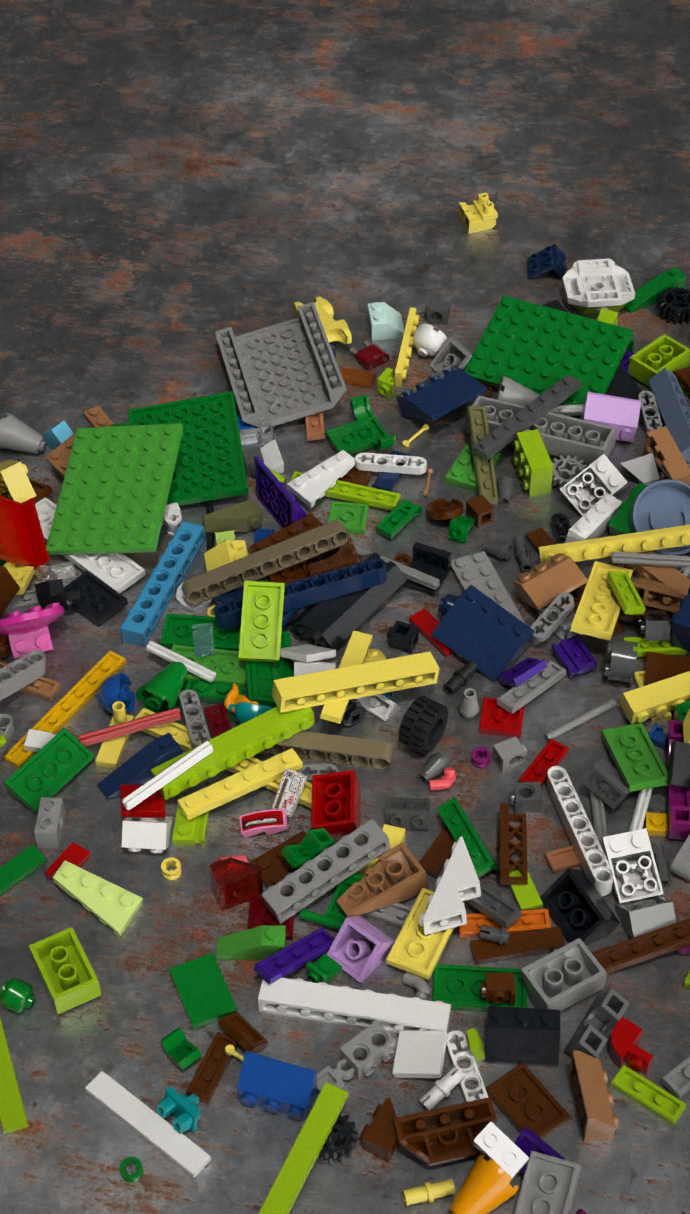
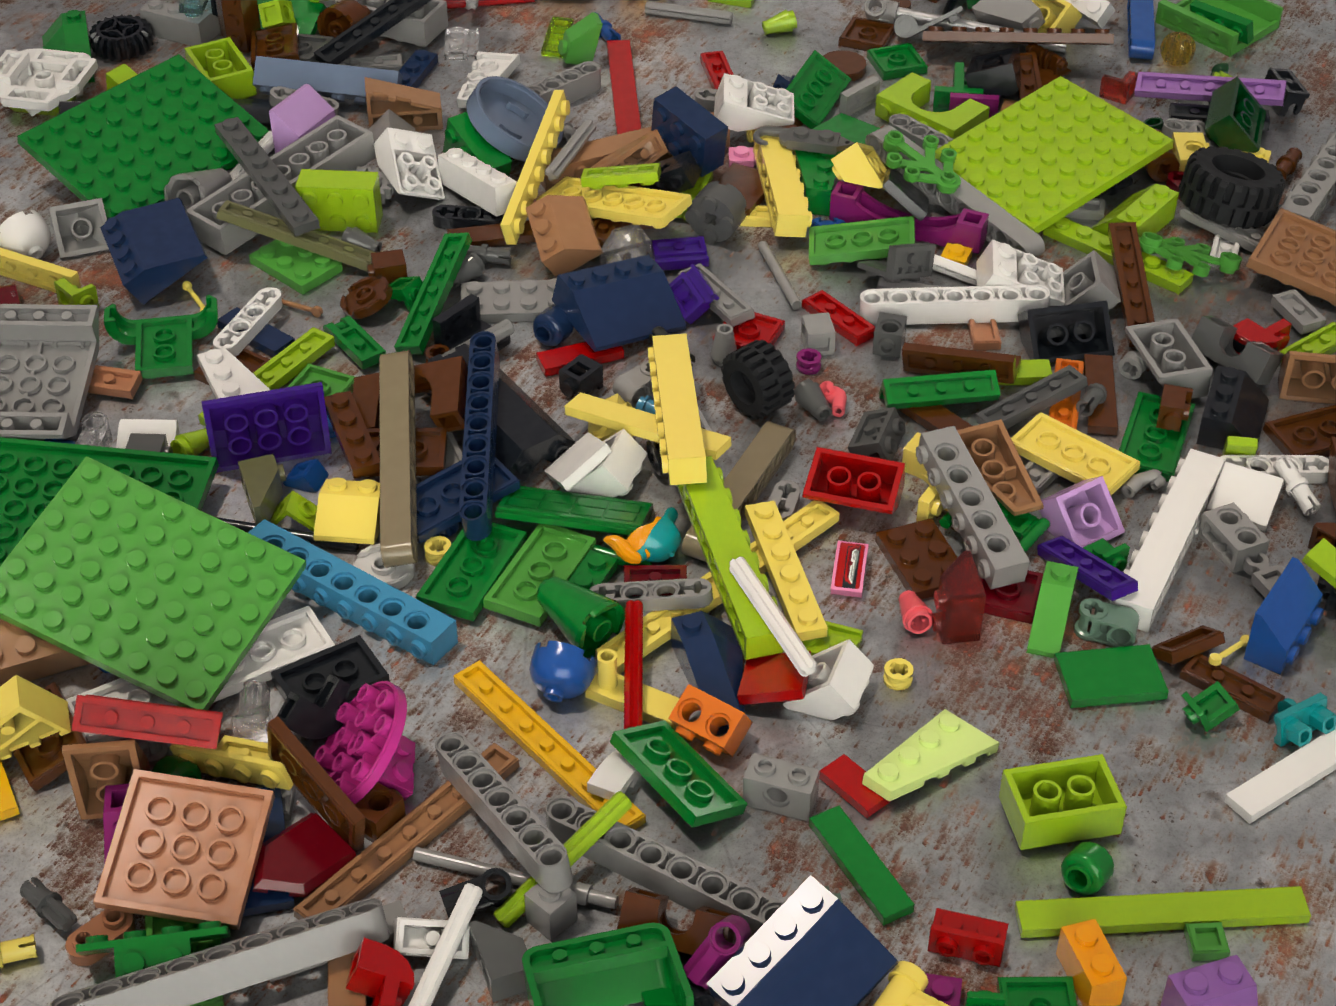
camera: 75 degrees left, 5 degrees down
(94, 775) = (713, 716): none -> orange brick
(171, 656) = (526, 591): white axle -> none
(203, 639) = (504, 555): clear light blue brick -> none
(248, 980) = (1109, 624): none -> sand green piece
(261, 621) = (522, 472): lime plate -> none
(289, 791) = (817, 524): tile -> none
(311, 846) = (933, 513): green brick -> none
(455, 886) = (1022, 401): white slope -> none
(460, 537) = (433, 292): none -> green plate
(553, 608) = (625, 230): light grey beam -> none

